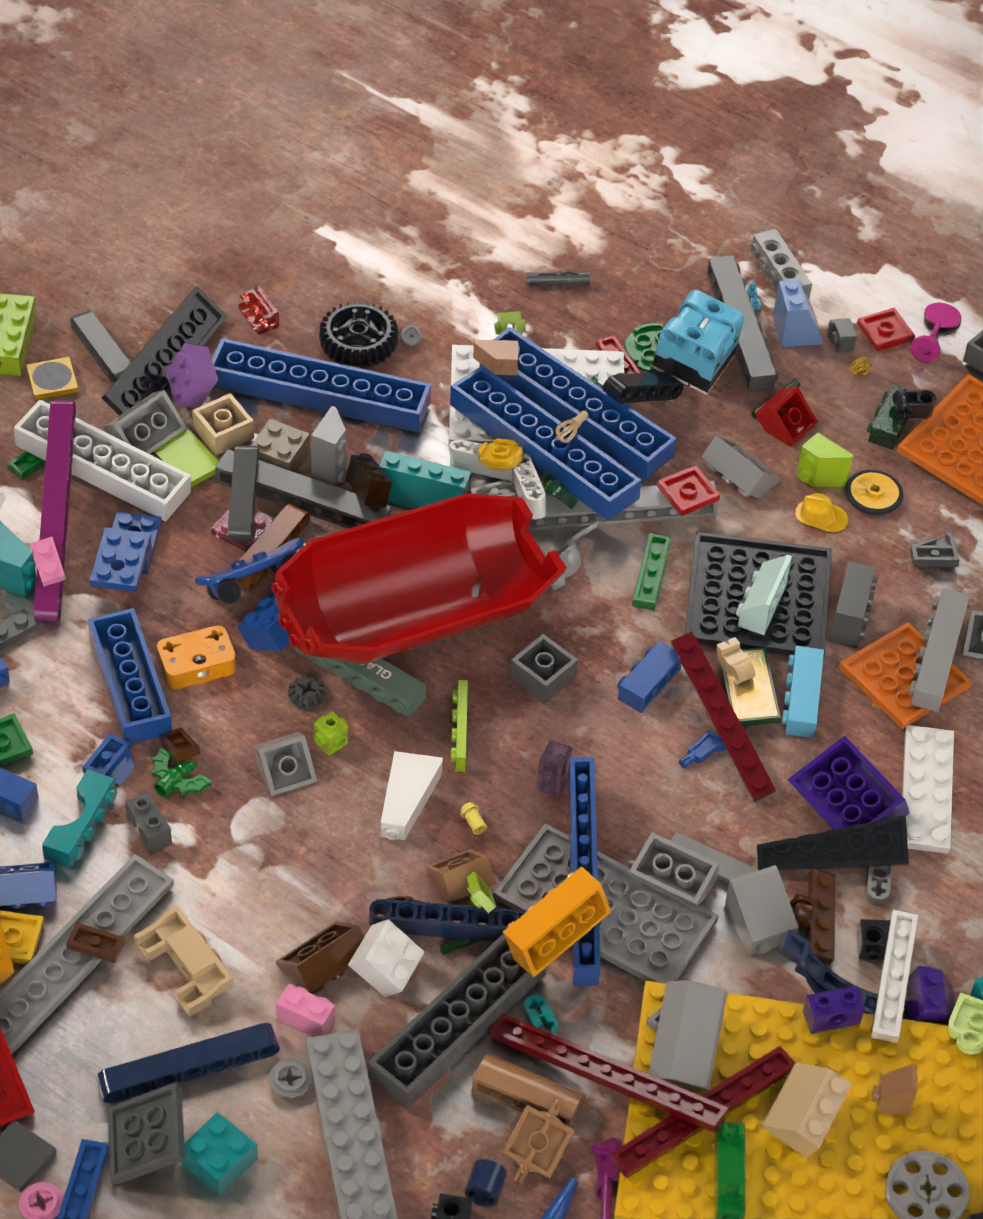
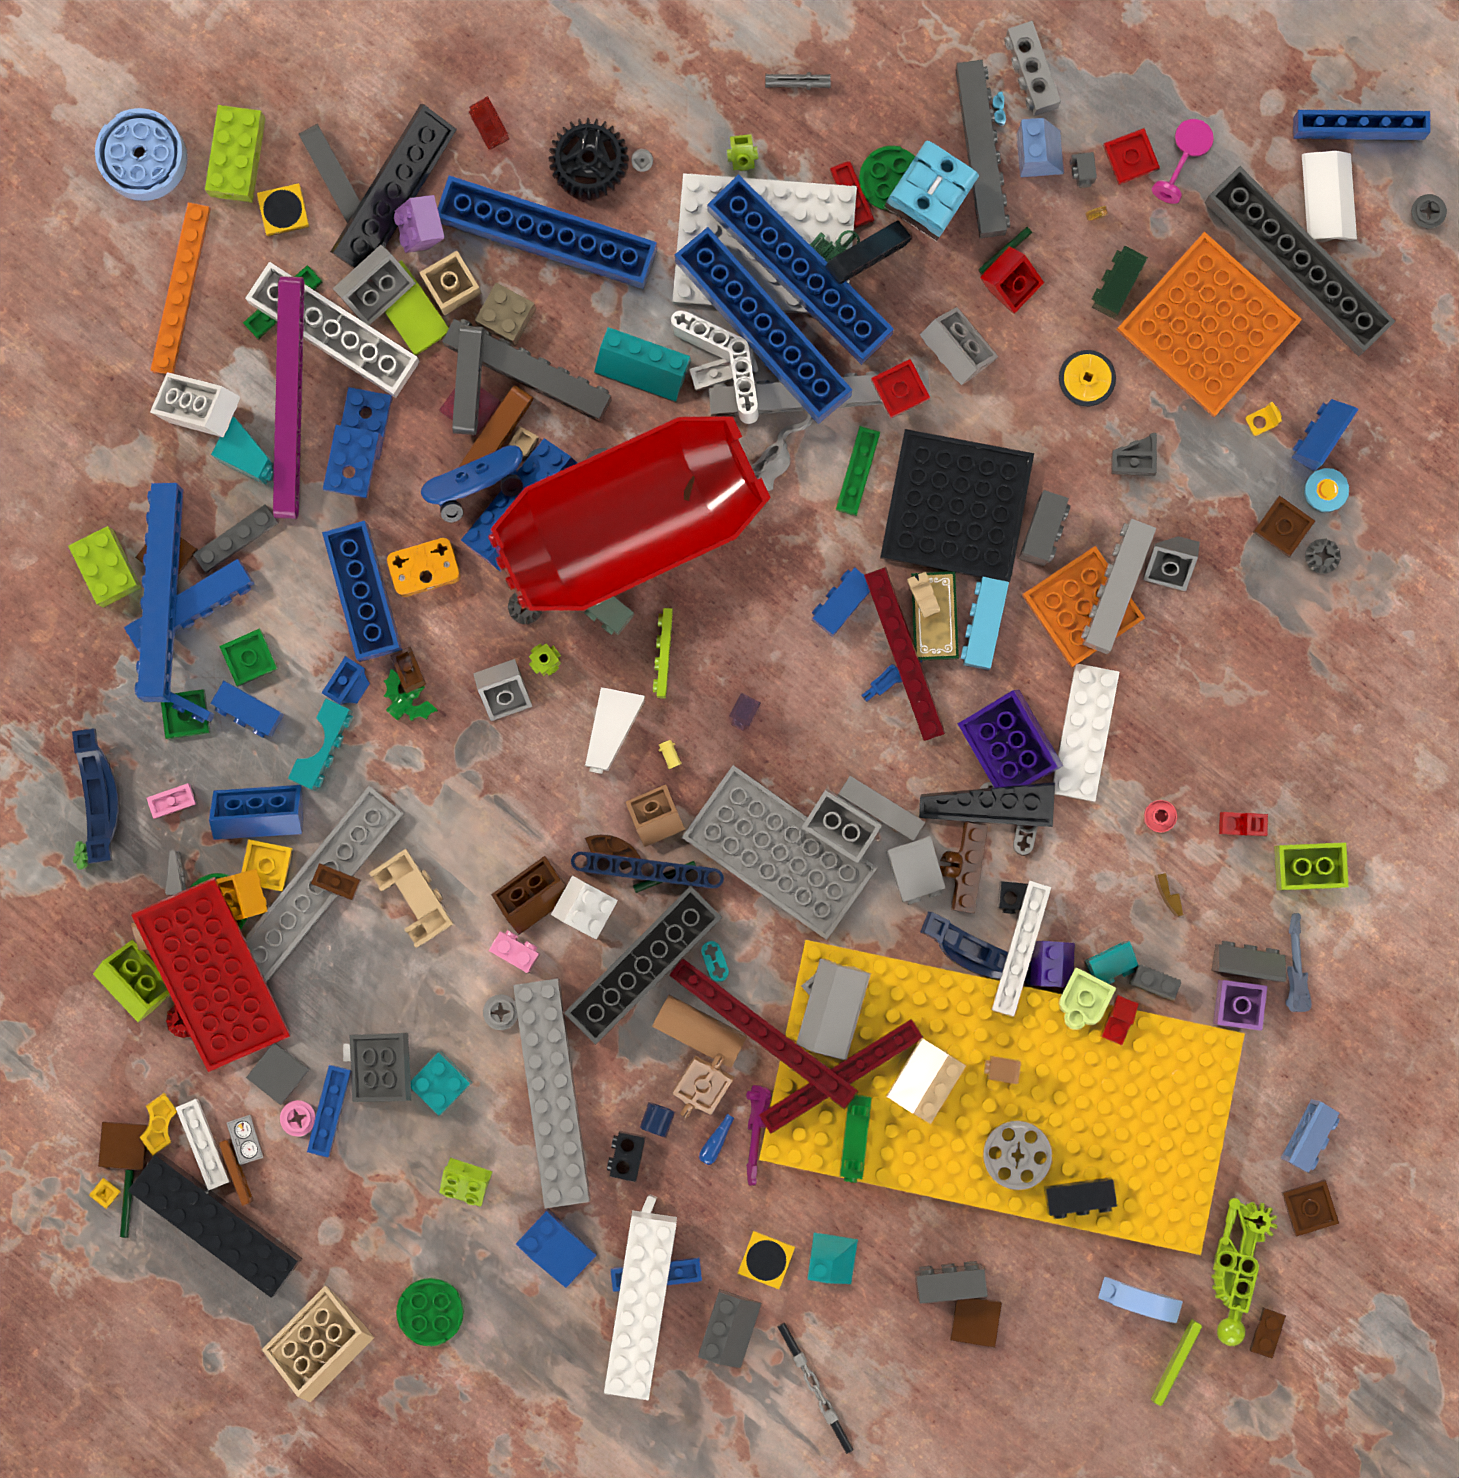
camera: 15 degrees right, 35 degrees up
(47, 561) = (283, 464): bright pink plate -> none
(148, 823) = (381, 753): dark grey brick -> none
(187, 1062) = (416, 995): dark blue beam -> none
(329, 449) = (551, 331): light grey slope -> none
(368, 480) = (589, 367): dark brown brick -> none
(480, 892) = (668, 849): lime plate -> none
(497, 355) = (724, 223): medium nougat slope -> none
(500, 454) = (719, 341): yellow tile -> none
(543, 668) = (744, 594): dark grey brick -> none
(557, 921) = (728, 900): light orange brick -> none
(558, 492) = (769, 397): clear green piece -> none
(574, 425) = (794, 314): tan piece -> none
(584, 853) = (761, 825): blue brick -> none
(764, 594) = (958, 519): light aqua slope -> none
(821, 513) = (1031, 404): yellow piece -> none
(824, 463) = (1038, 350): lime slope -> none
(833, 1009) = (962, 985): dark purple brick -> none
(915, 404) = (1134, 280): black piece -> none

